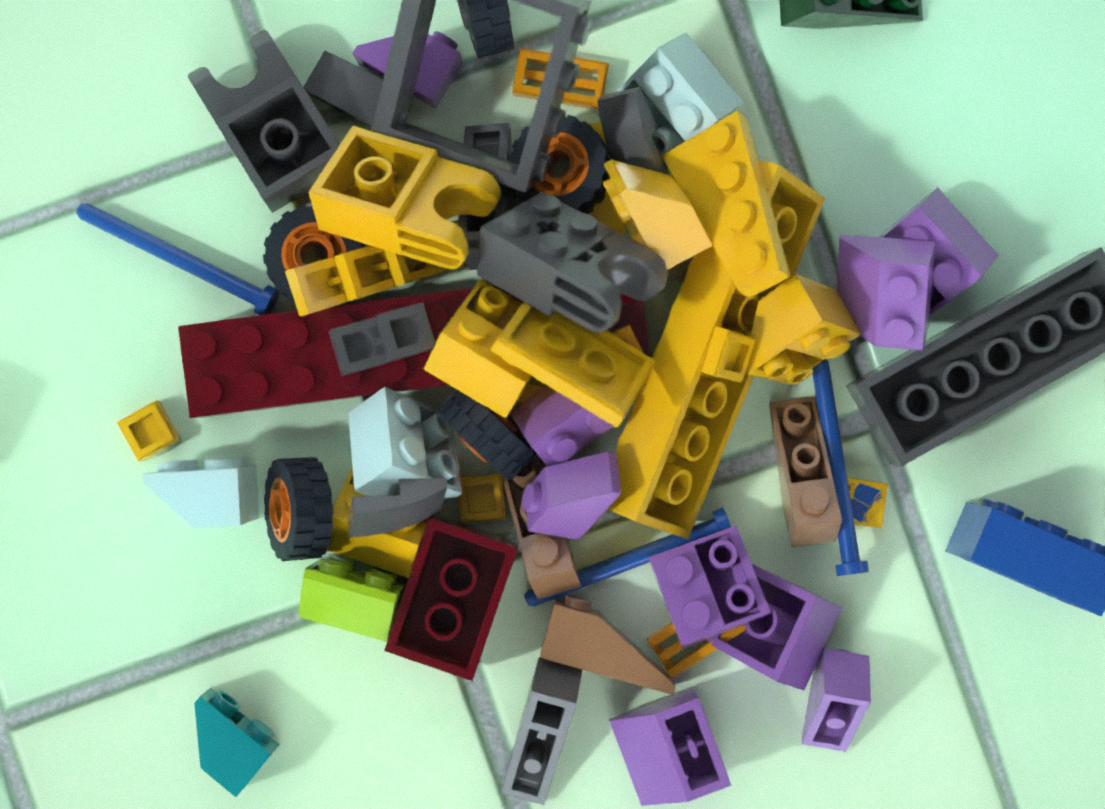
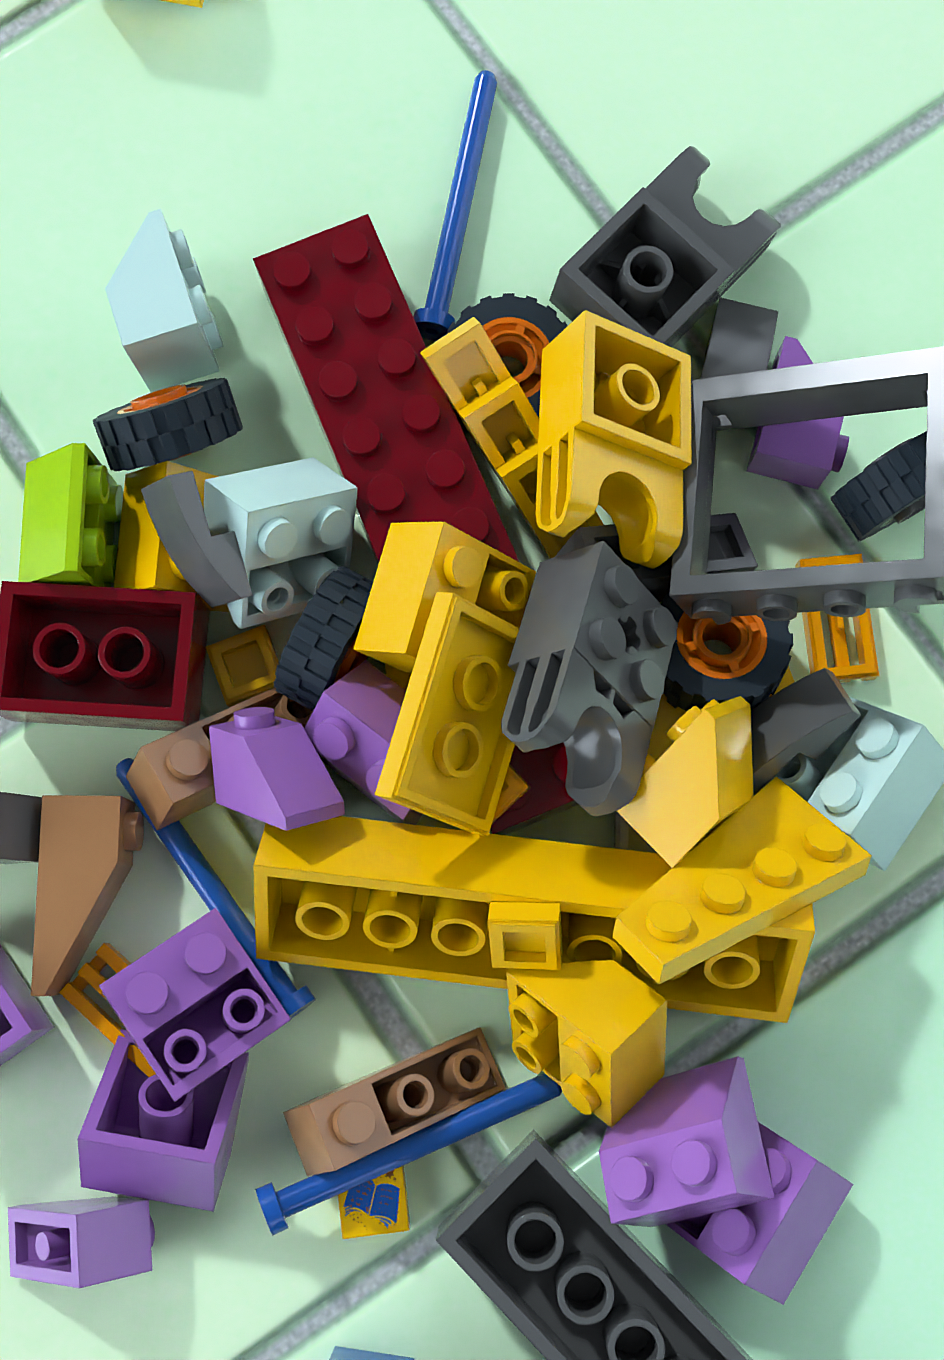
camera: 75 degrees right, 10 degrees down
(148, 430) = (229, 228): yellow tile -> none
(382, 339) = (417, 462): dark grey slope -> none

